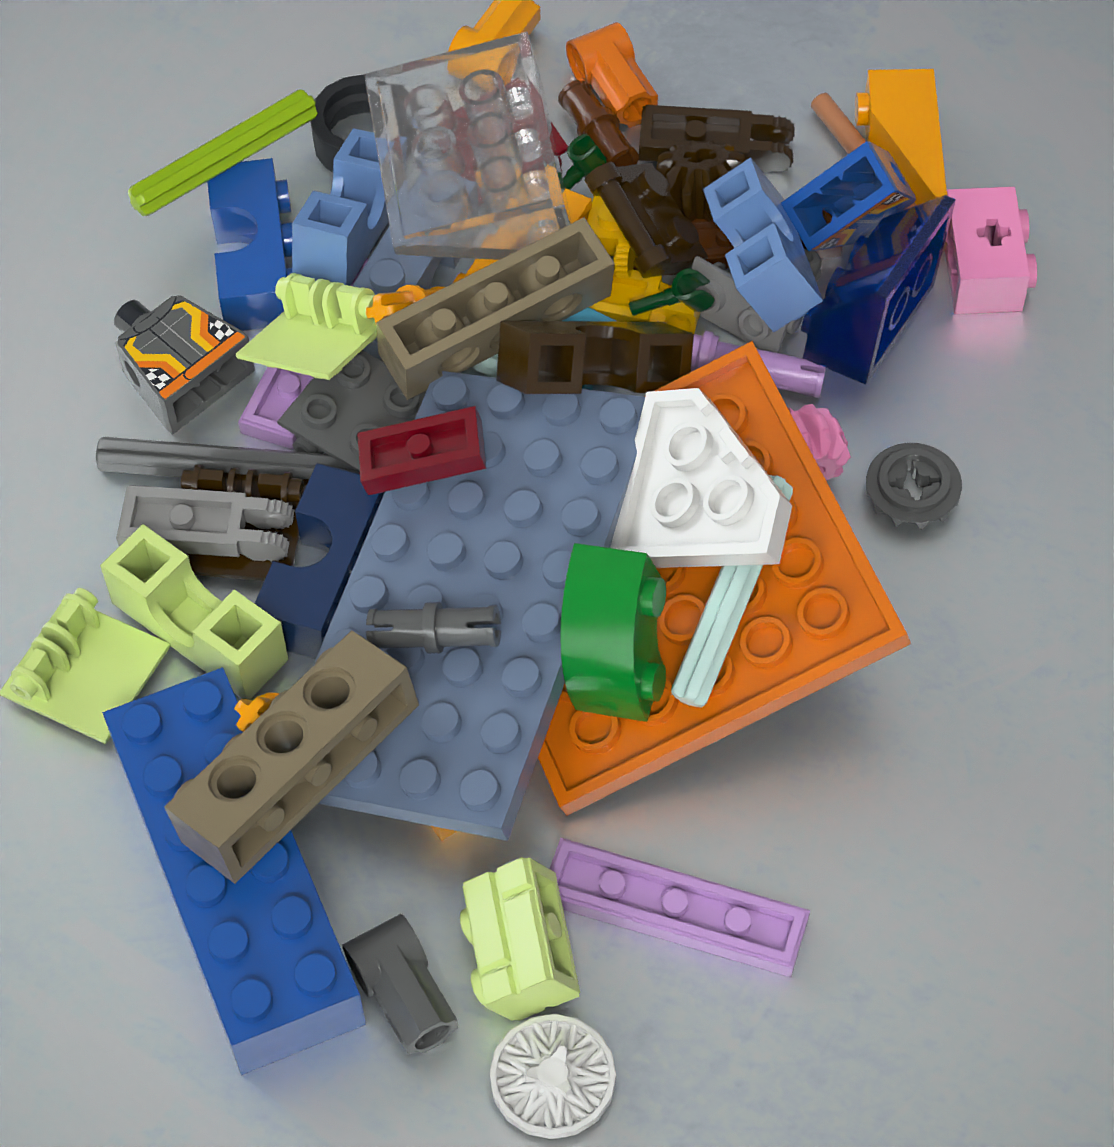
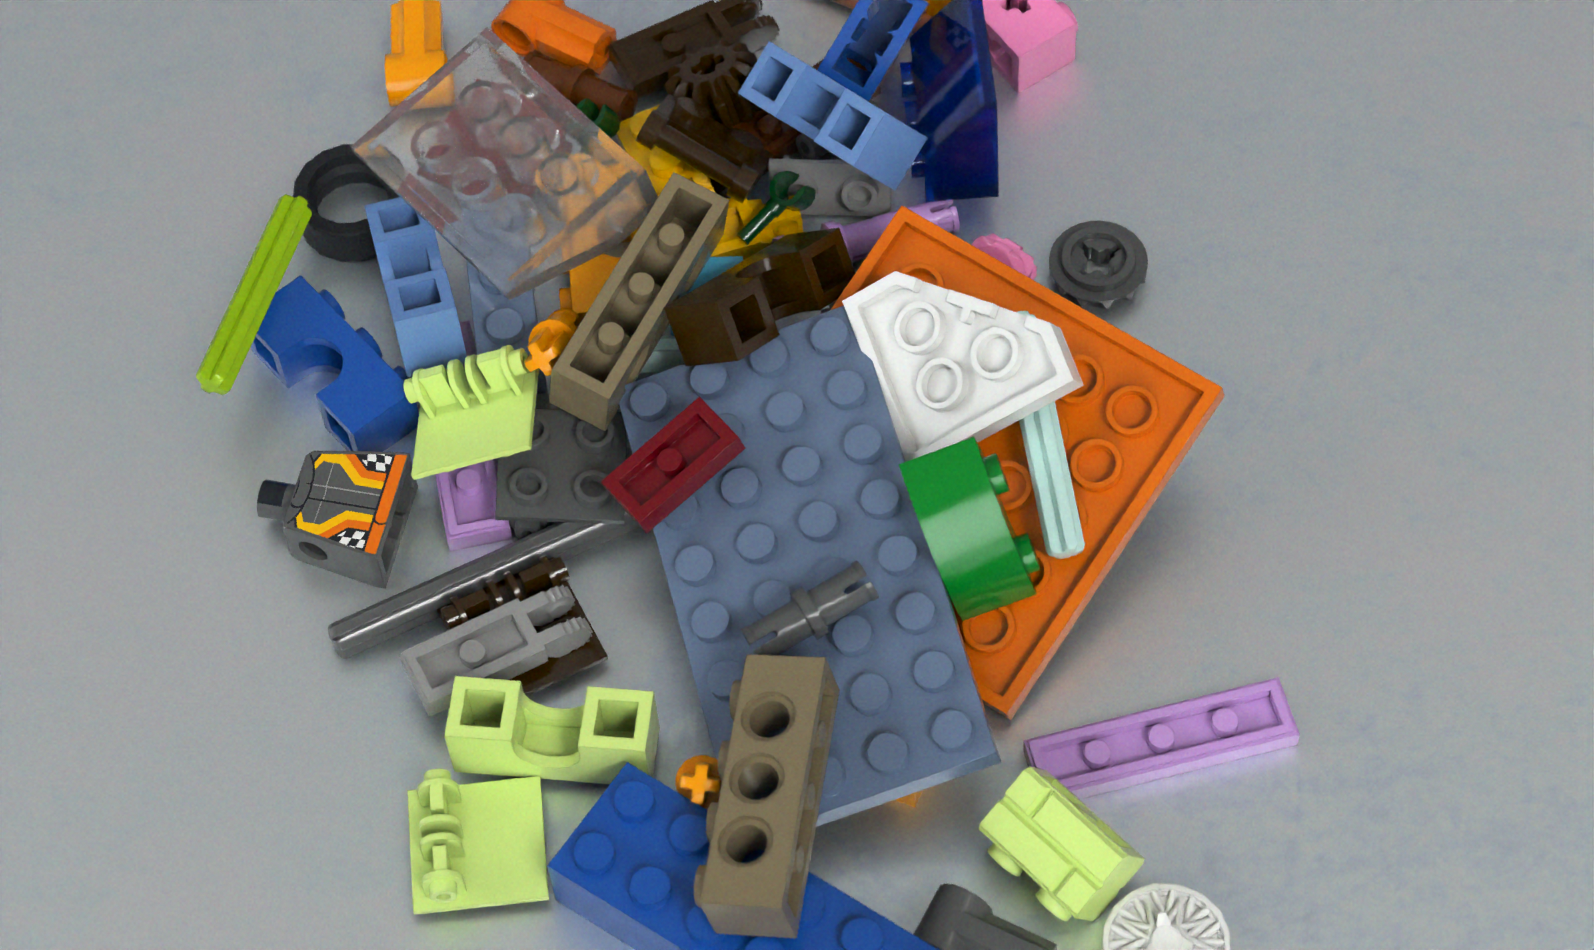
camera: 30 degrees left, 0 degrees up
(333, 518) = (619, 575): dark blue arch -> none

